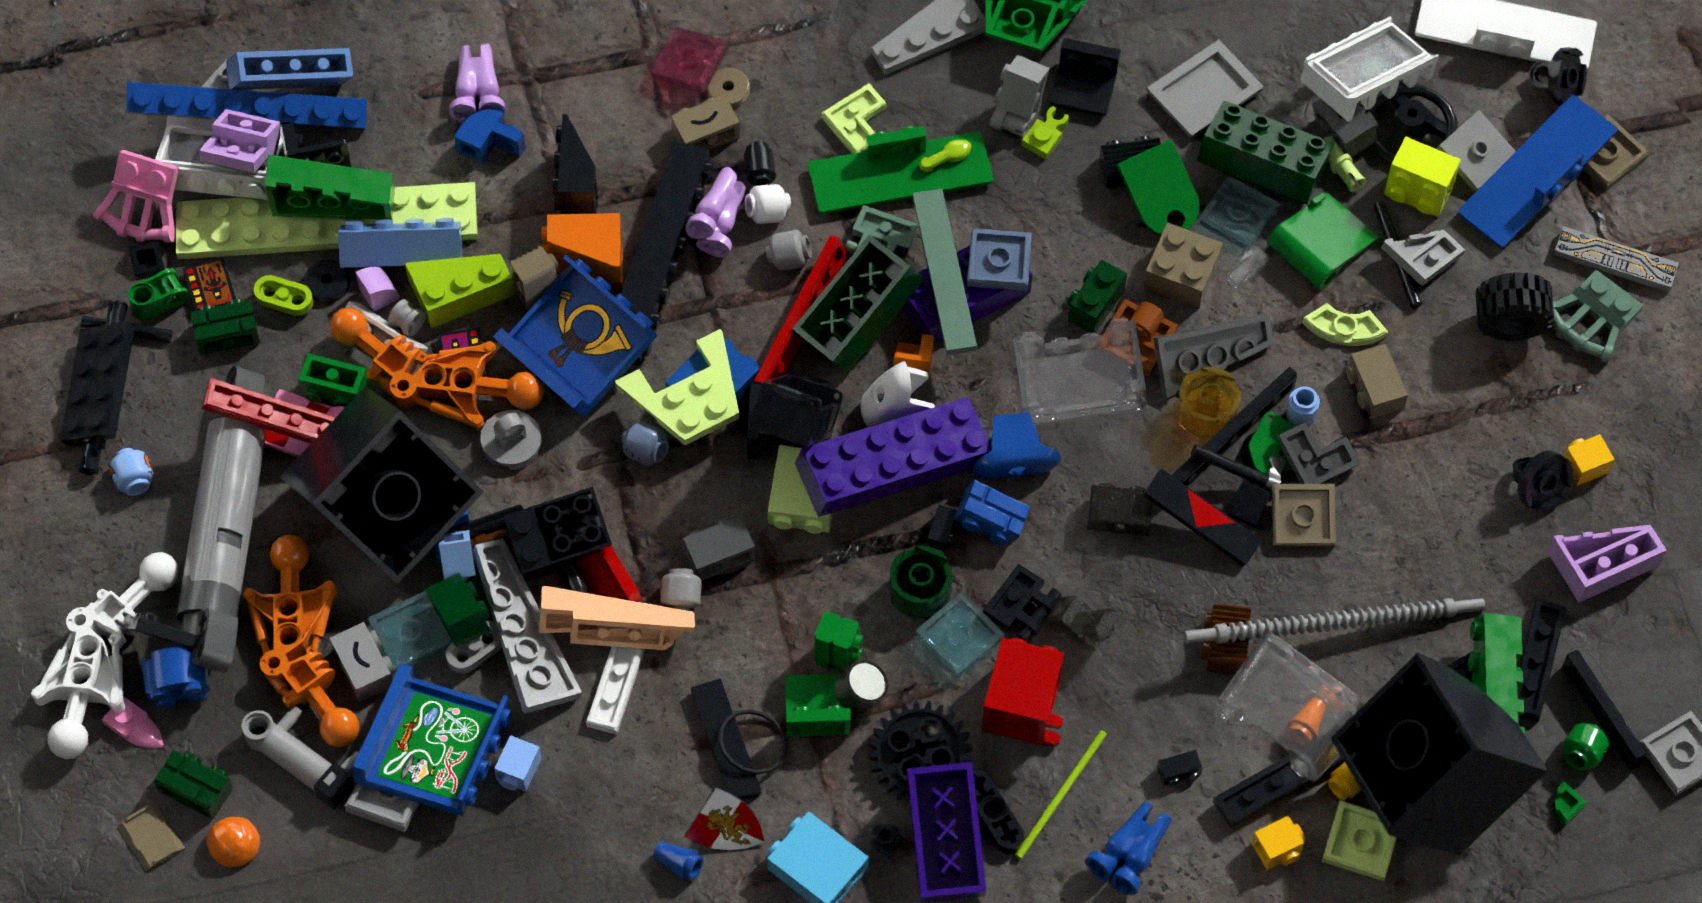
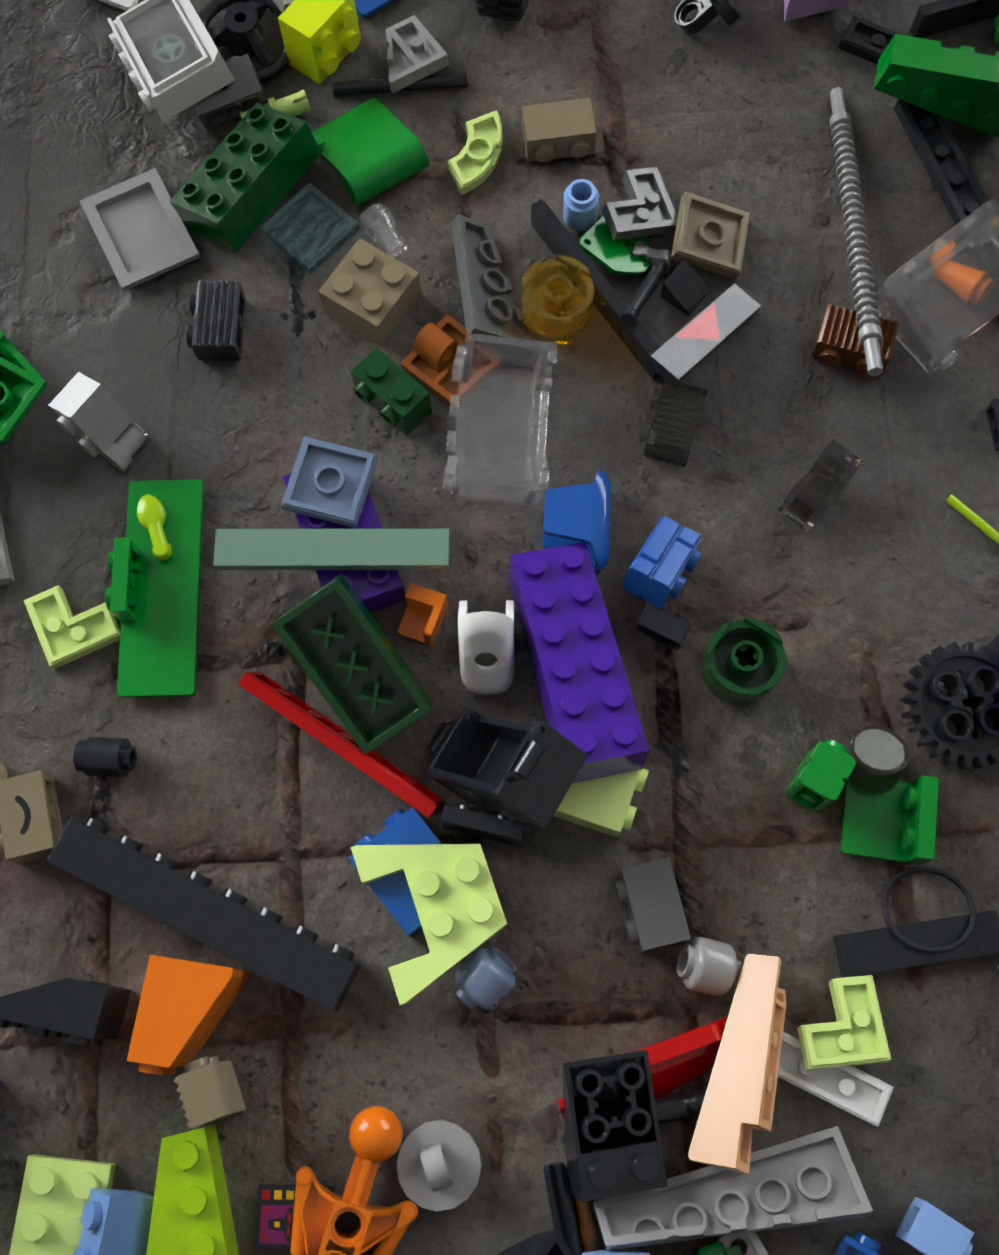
camera: 75 degrees left, 10 degrees up
(579, 337) = (317, 1047): blue panel -> none
(646, 698) = (857, 1034): none -> yellowish green tile
(717, 214) = (166, 823): lavender piece -> none
(767, 204) = (167, 757): white head -> none
(789, 250) = (241, 741): light grey head -> none
(888, 229) = (238, 620): sand green plate -> none
(960, 634) = (813, 631): clear light blue plate -> none
(1014, 597) = (771, 561): black plate -> none
(1024, 693) = (911, 567): red container -> none
(1045, 136) = (152, 413): lime plate -> none
(1085, 77) = (89, 346): black bracket -> none
(1160, 186) = (264, 293): green tile -> none

